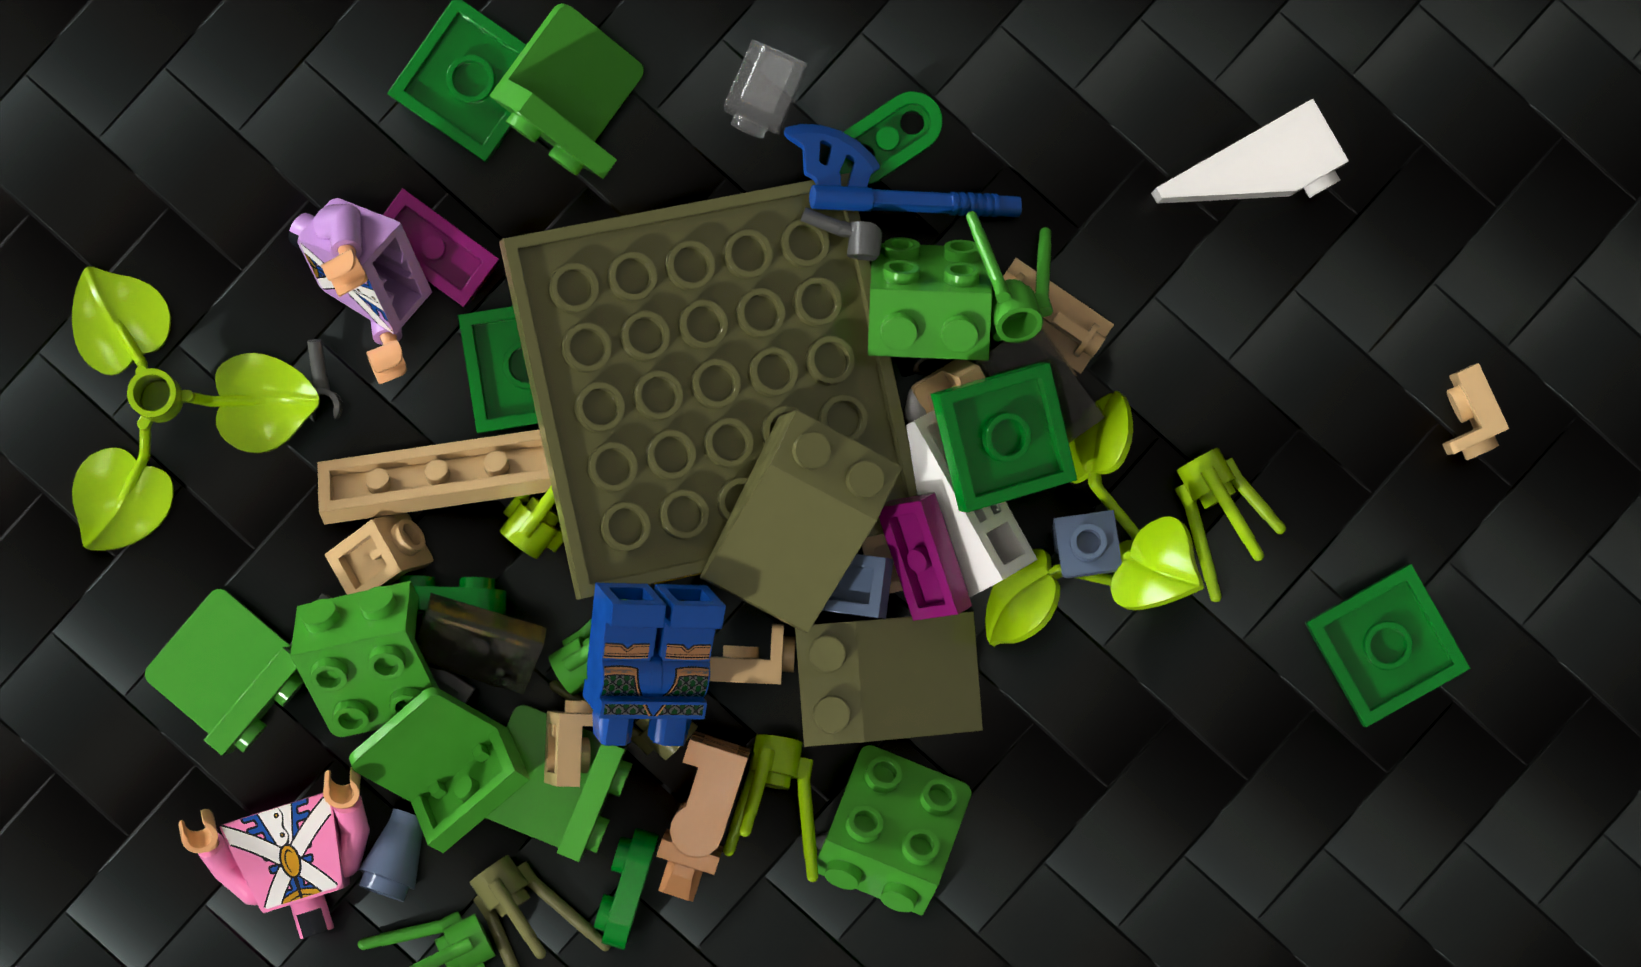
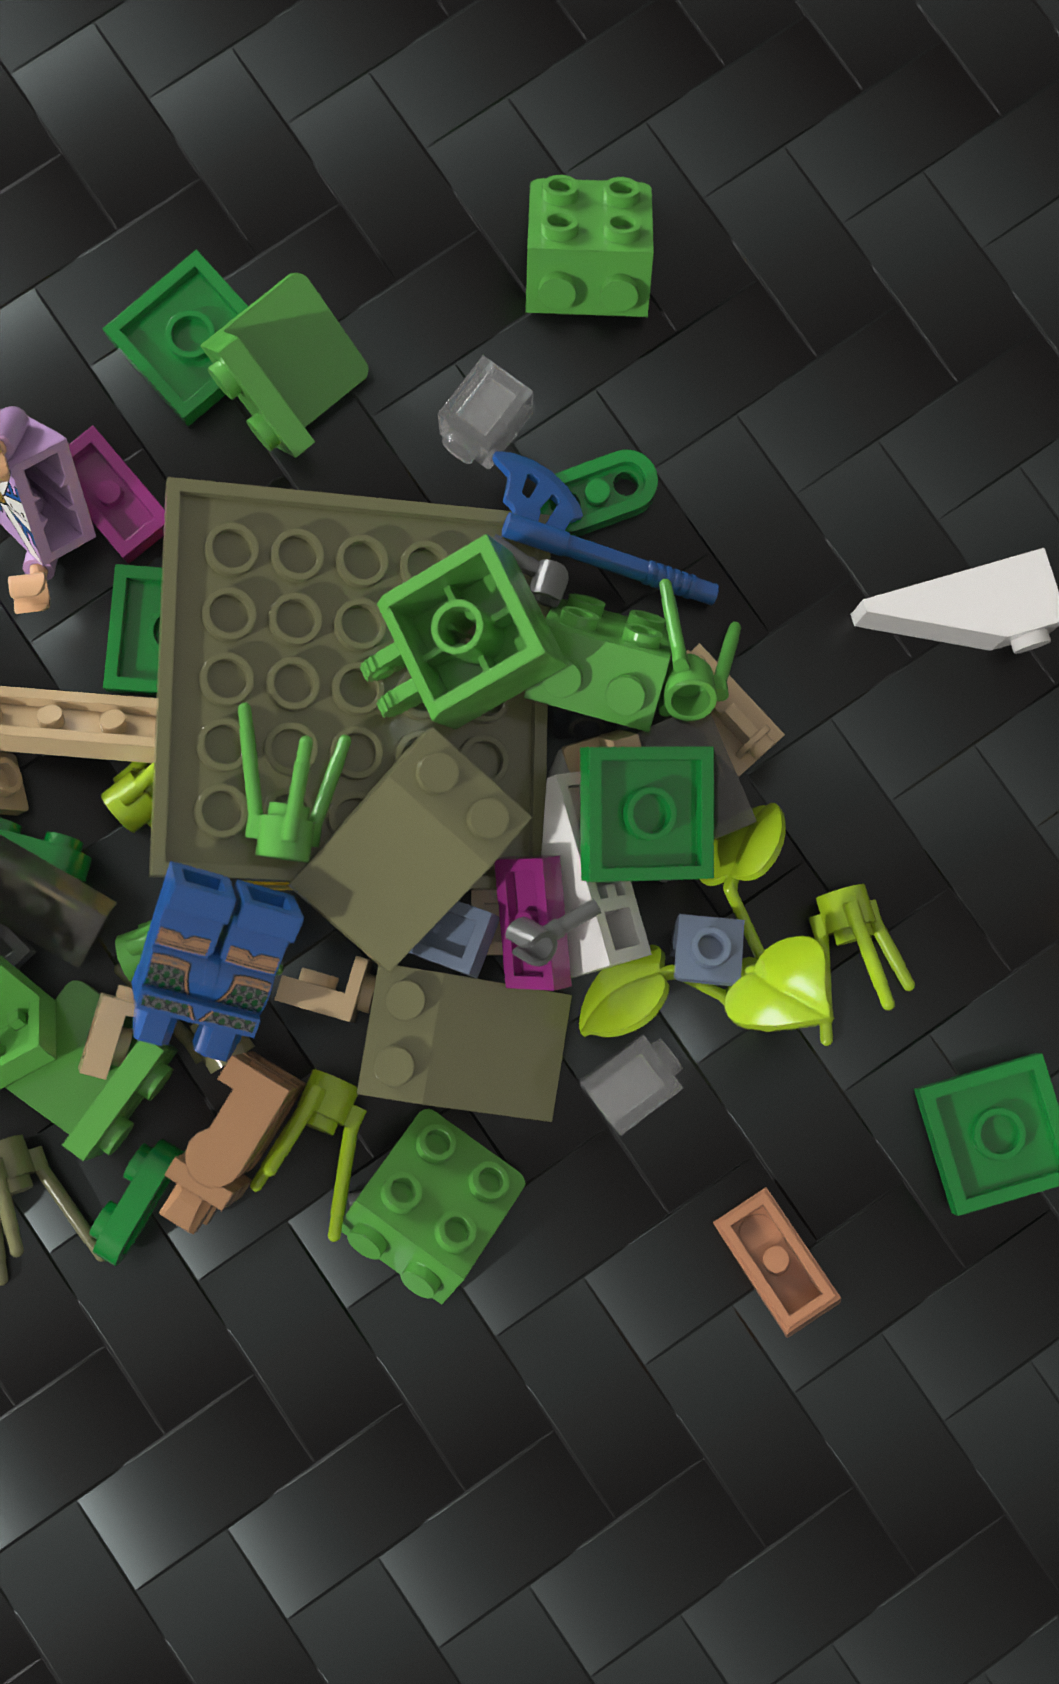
camera: 10 degrees right, 5 degrees down
(690, 529) = (287, 828): none -> bright green plant
(772, 325) = (430, 626): none -> bright green hinge
(935, 577) = (539, 943): none -> dark grey hand
(1048, 677) = (634, 1082): none -> clear brick
(1215, 807) = (777, 1262): none -> nougat slope

